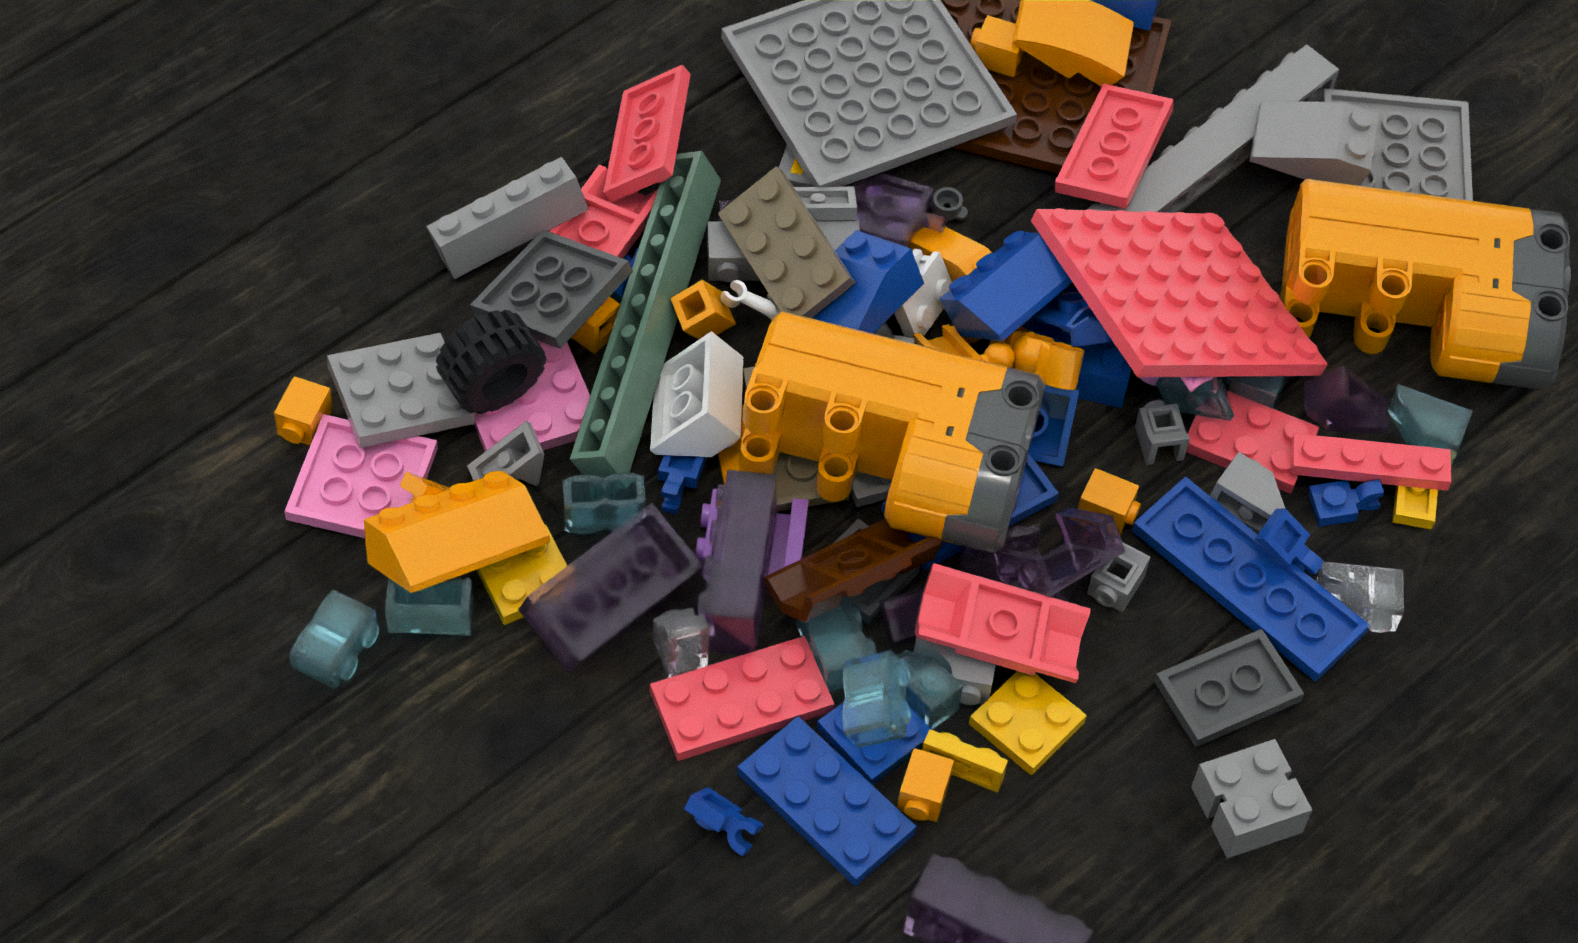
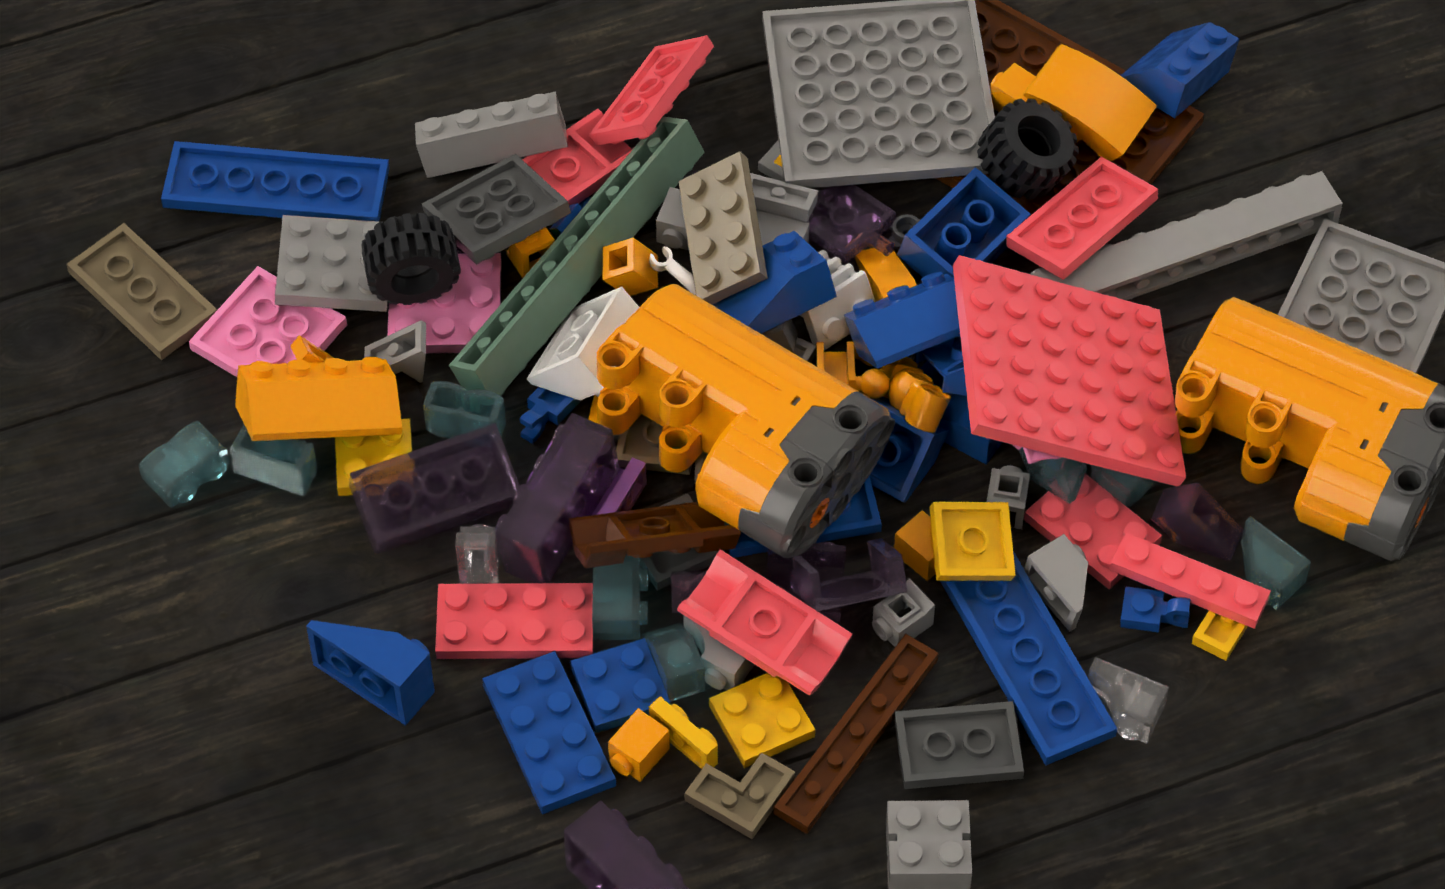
camera: 25 degrees right, 0 degrees up
(210, 473) = (142, 290): none -> dark tan plate
(300, 325) = (274, 182): none -> blue plate
(302, 410) = (240, 257): light orange brick -> none
(628, 787) = (375, 665): none -> blue slope
(720, 814) = (447, 712): blue plate -> none
(875, 699) = (619, 654): clear light blue brick -> none
(1007, 187) = (964, 223): none -> blue brick
(1038, 93) = (1032, 127): none -> black tyre
(1046, 813) = (743, 803): none -> dark tan plate
(1127, 708) = (855, 734): none -> reddish brown plate
(1159, 483) = (972, 541): none -> yellow plate
(1285, 539) = (1068, 628): blue plate -> none
(1315, 140) = (1279, 265): light grey slope -> none

